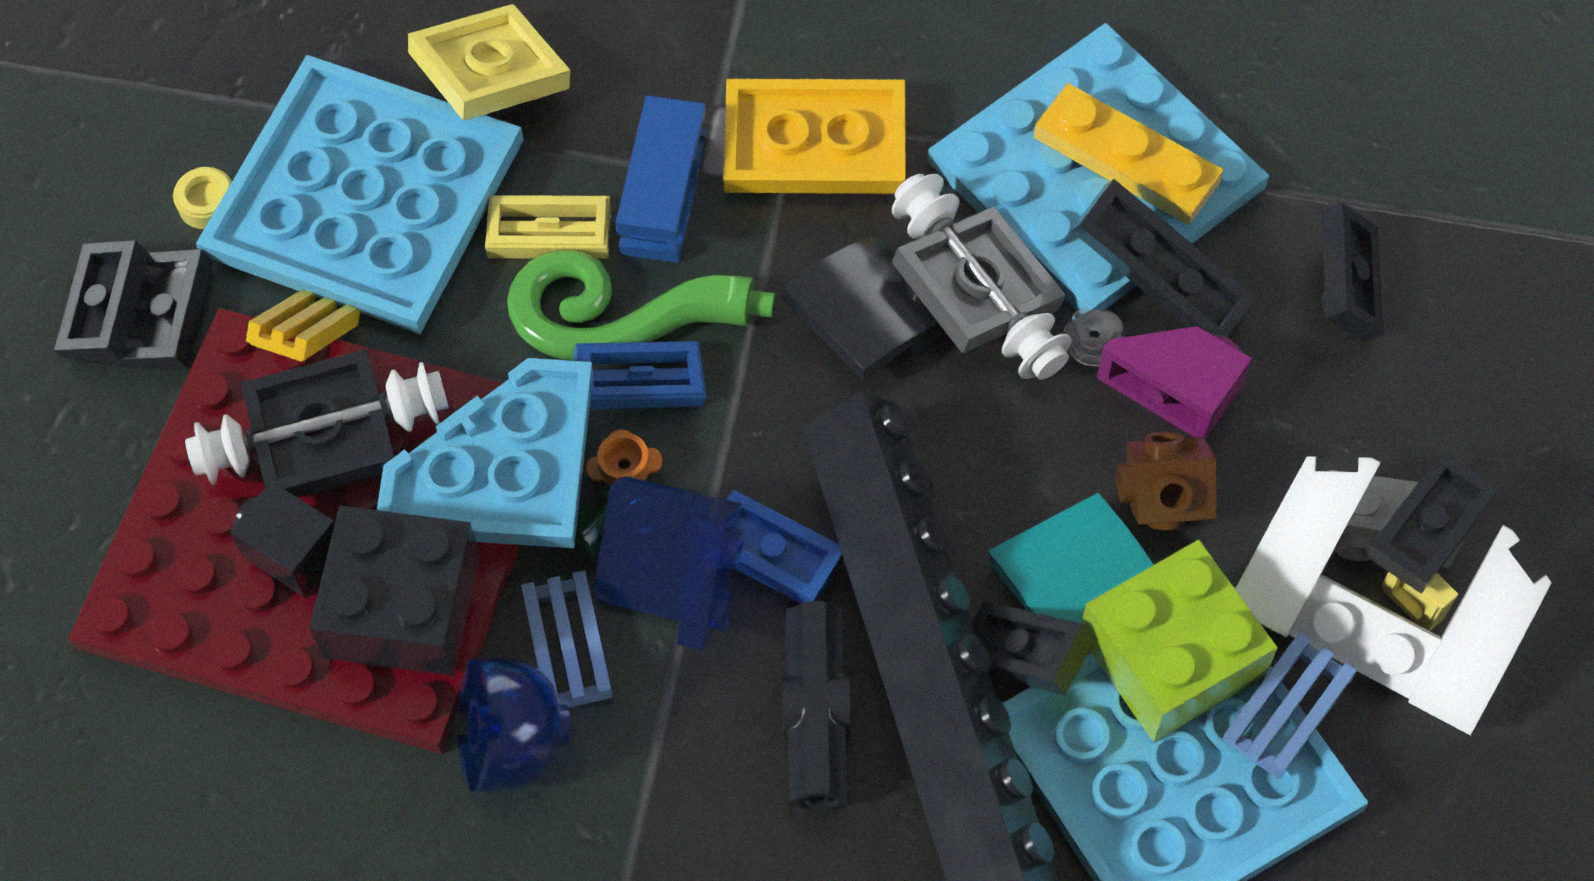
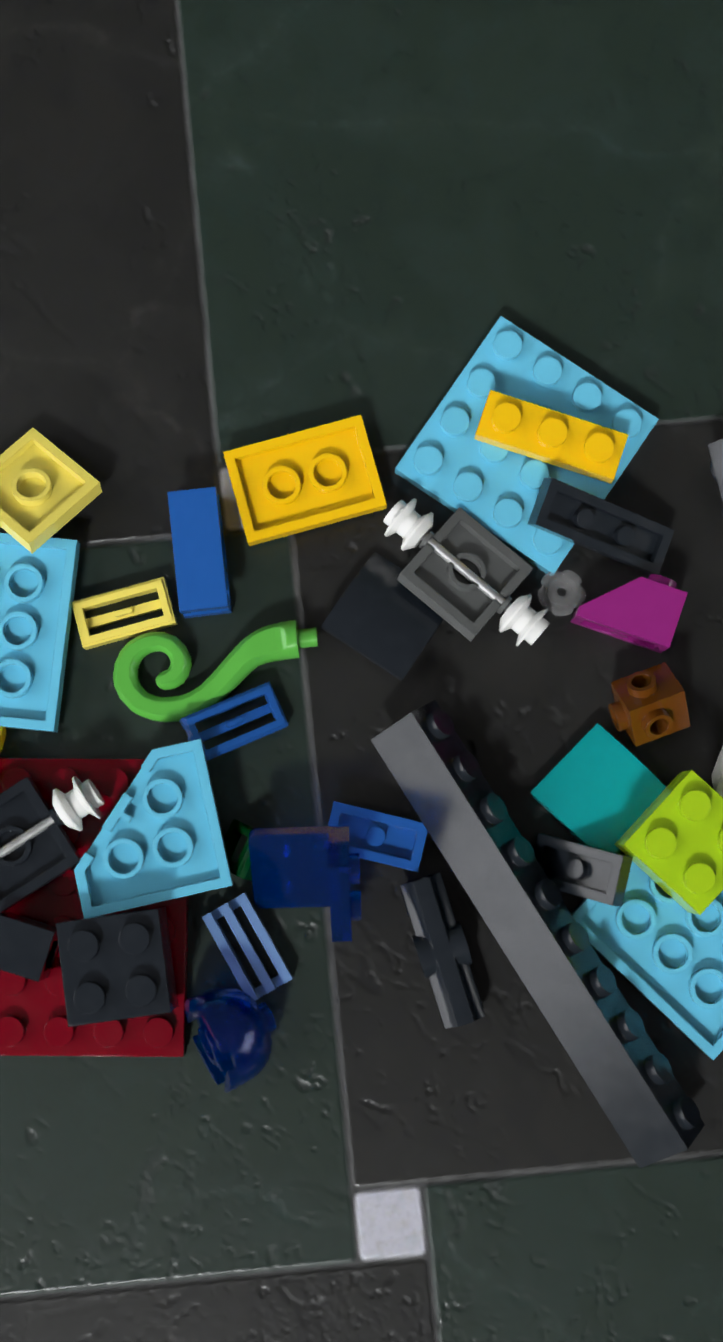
camera: 15 degrees left, 20 degrees up
(619, 447) = (232, 802): orange plate -> none

